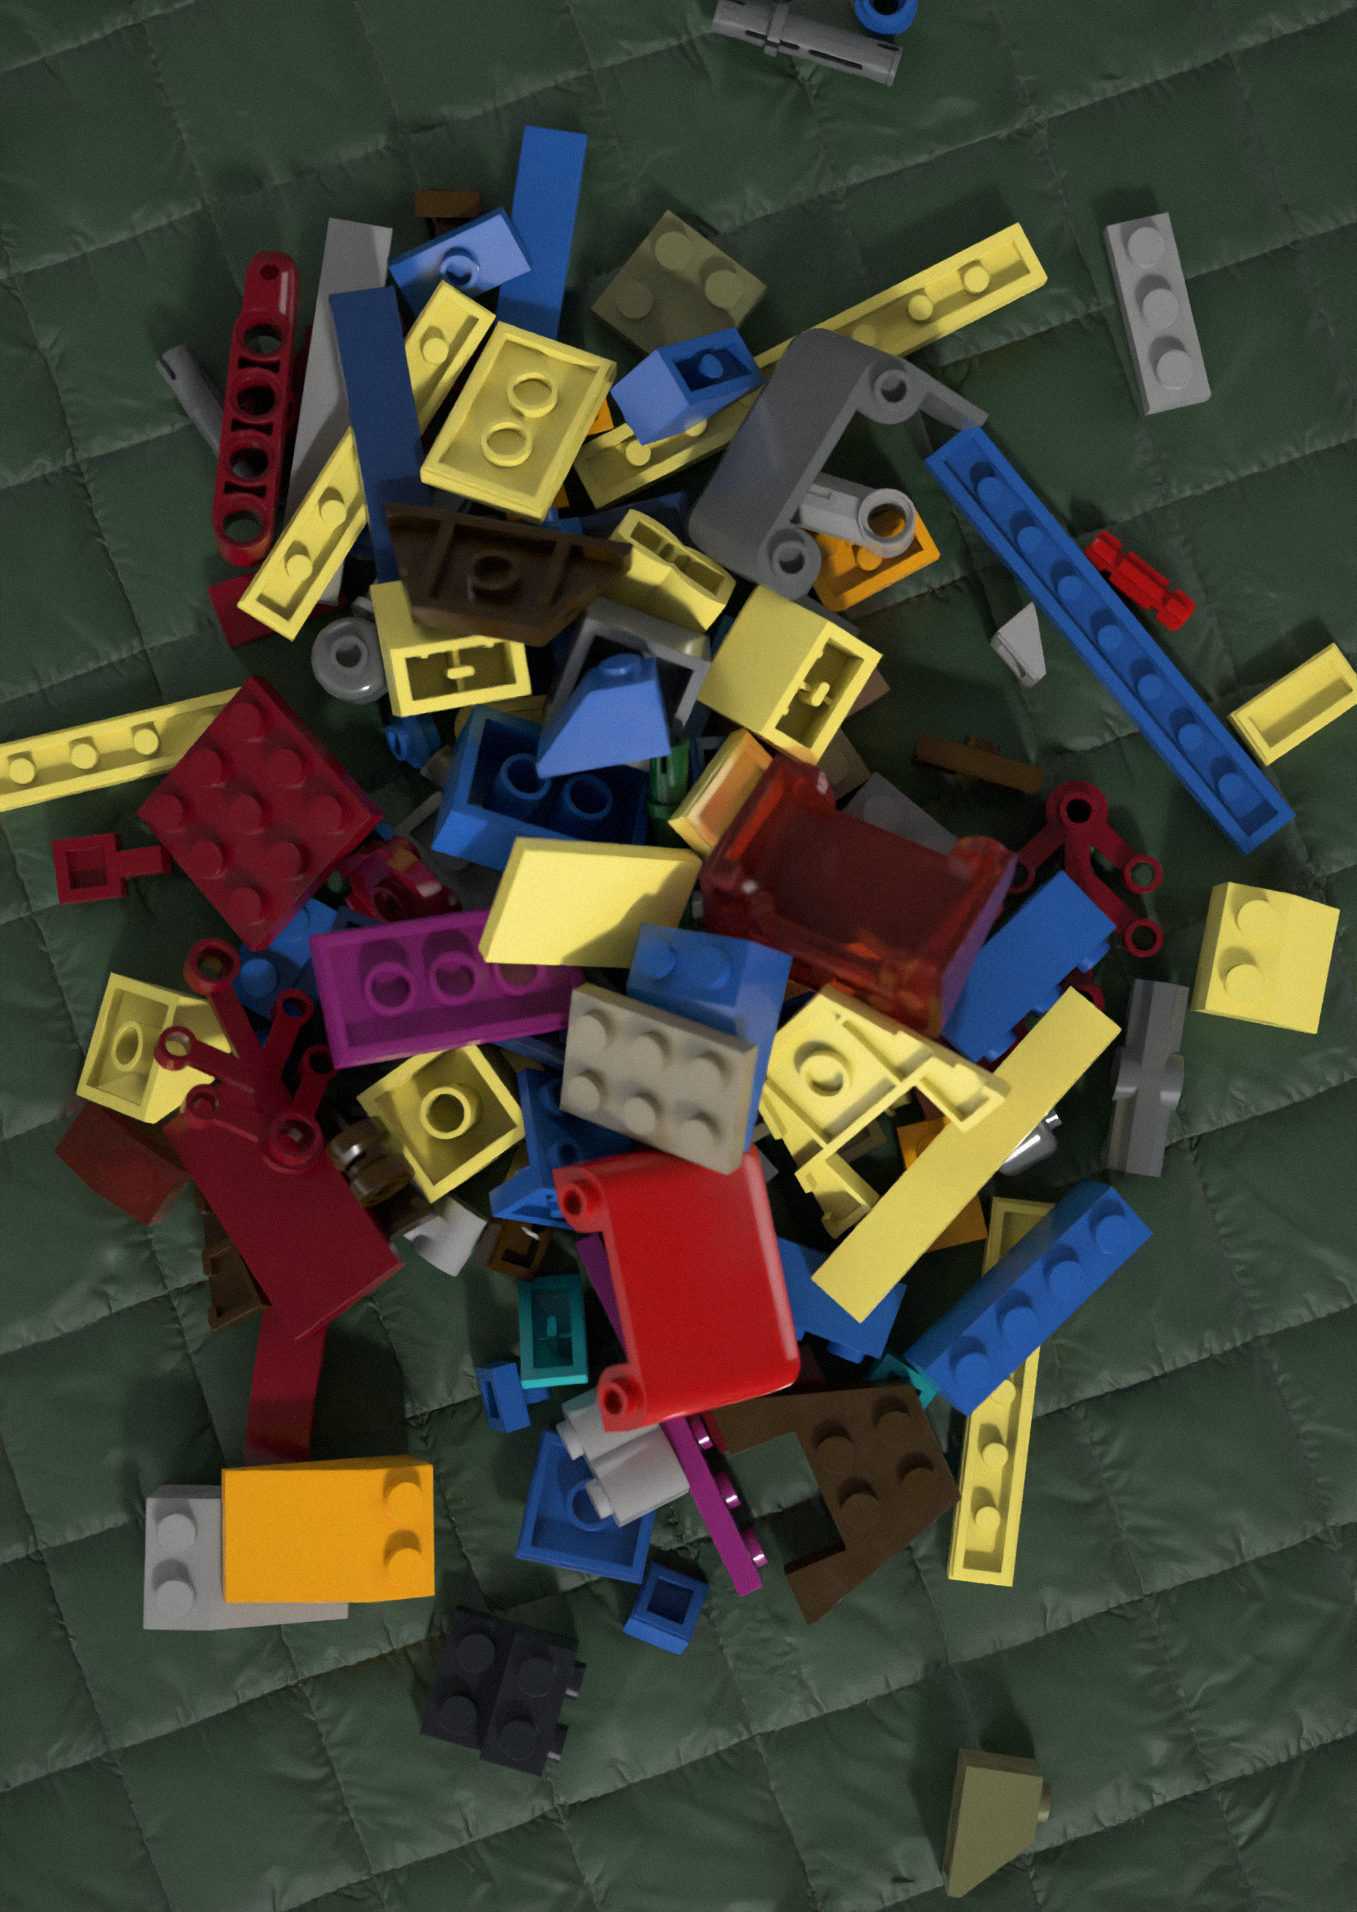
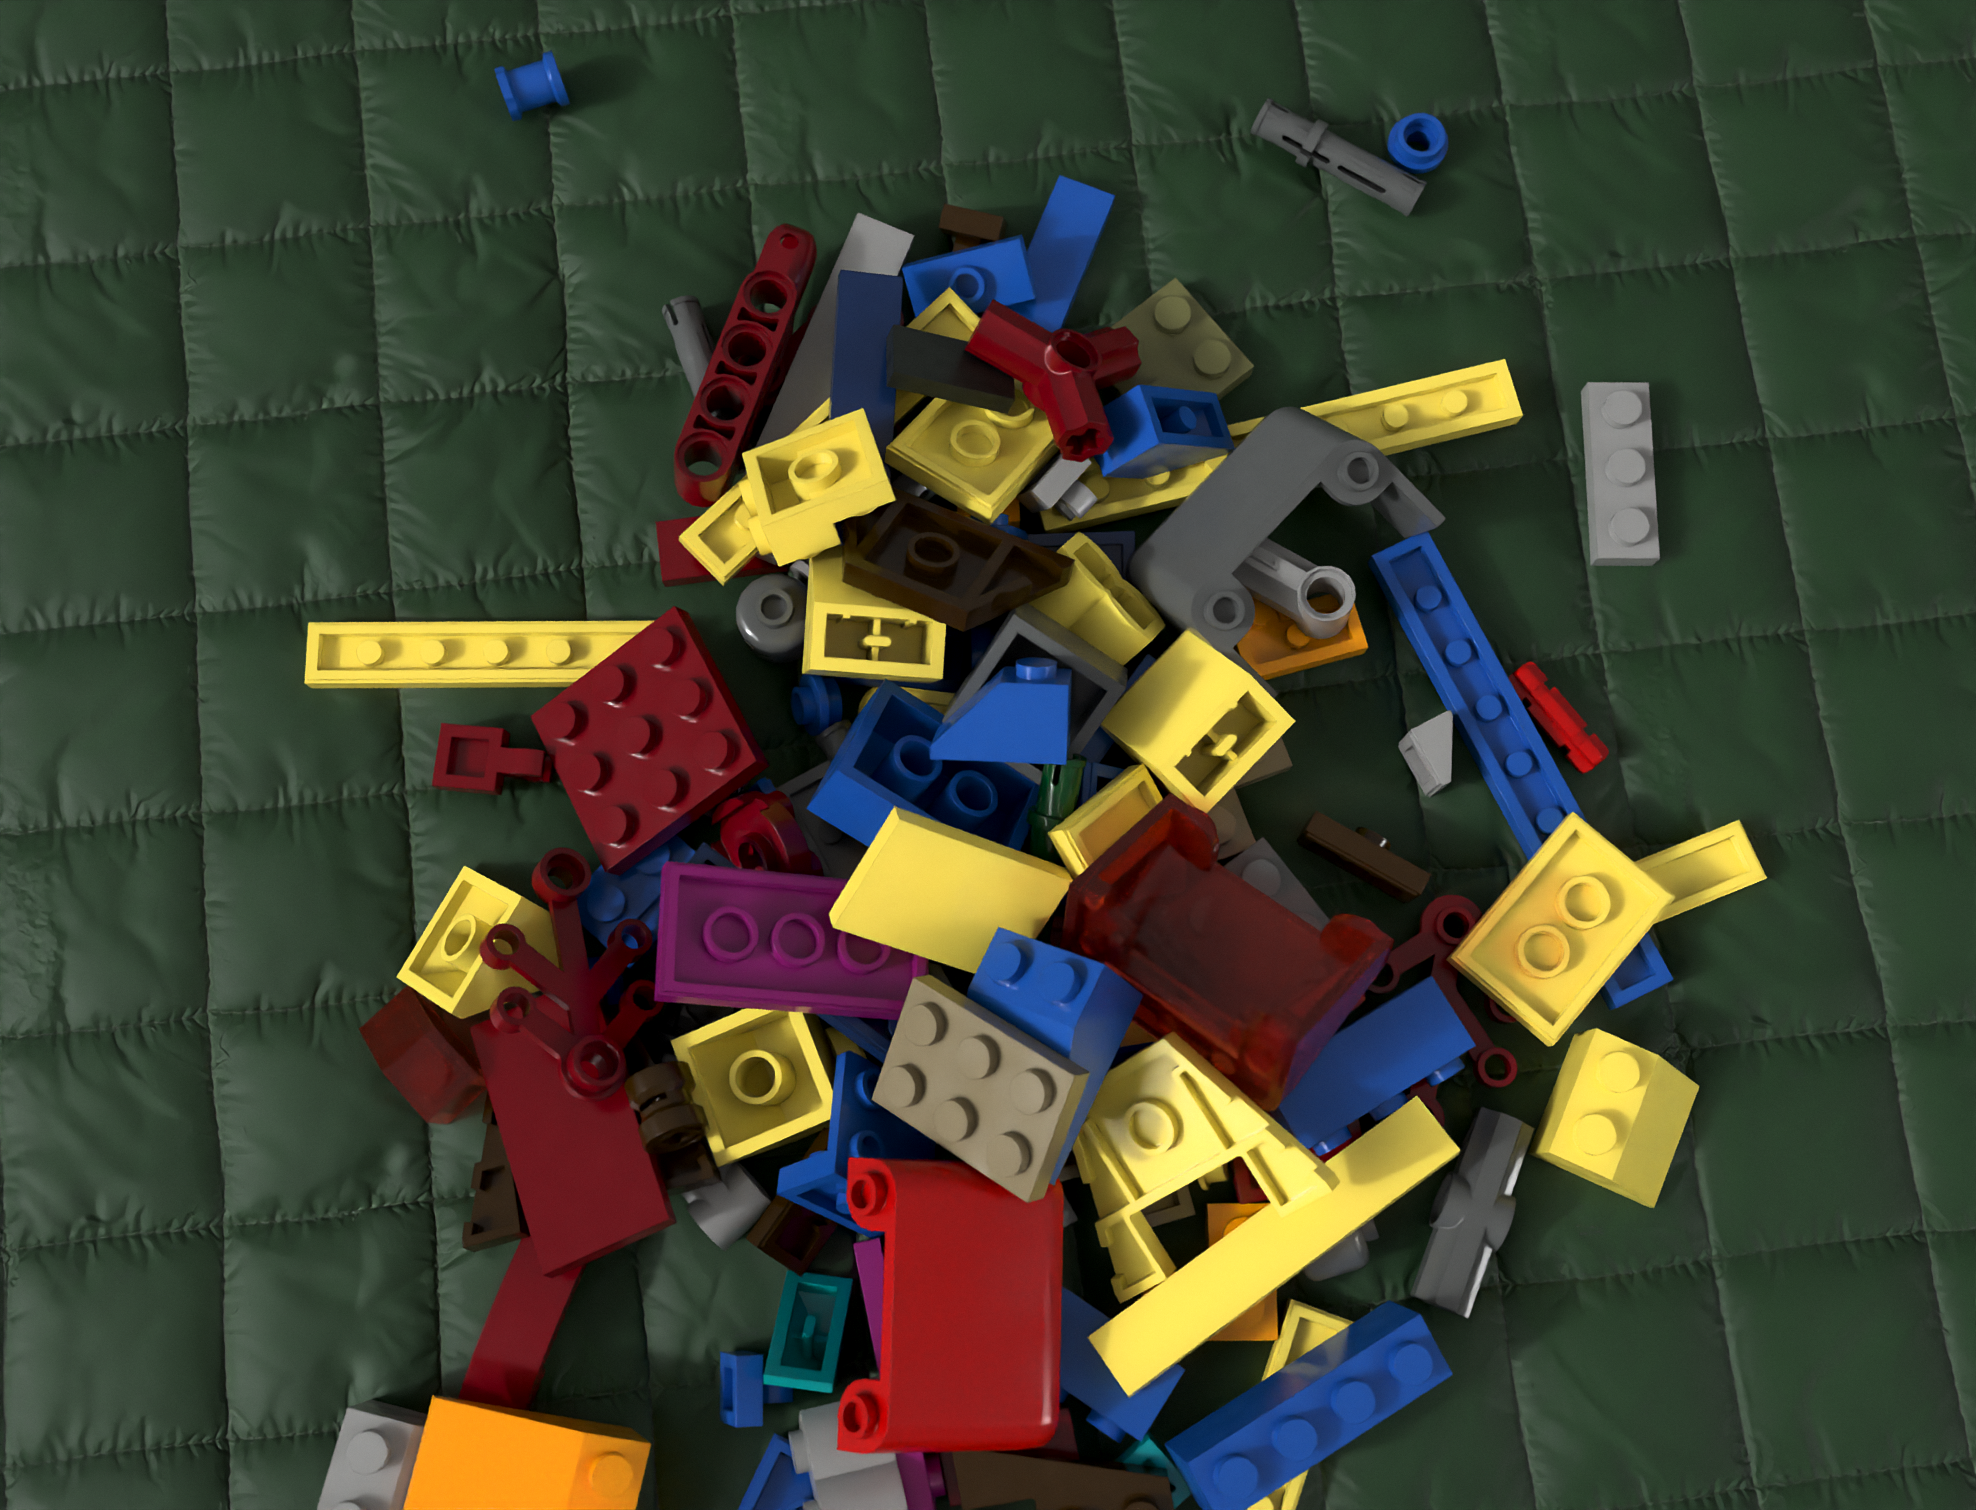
camera: 15 degrees right, 10 degrees down
(358, 528) = (810, 483): none -> light yellow plate
(464, 372) = (944, 370): none -> pearl dark grey tile
(575, 351) = (1059, 372): none -> dark red piece
(599, 463) = (1059, 487): none -> light grey tile
(1179, 791) = (1560, 929): none -> light yellow tile

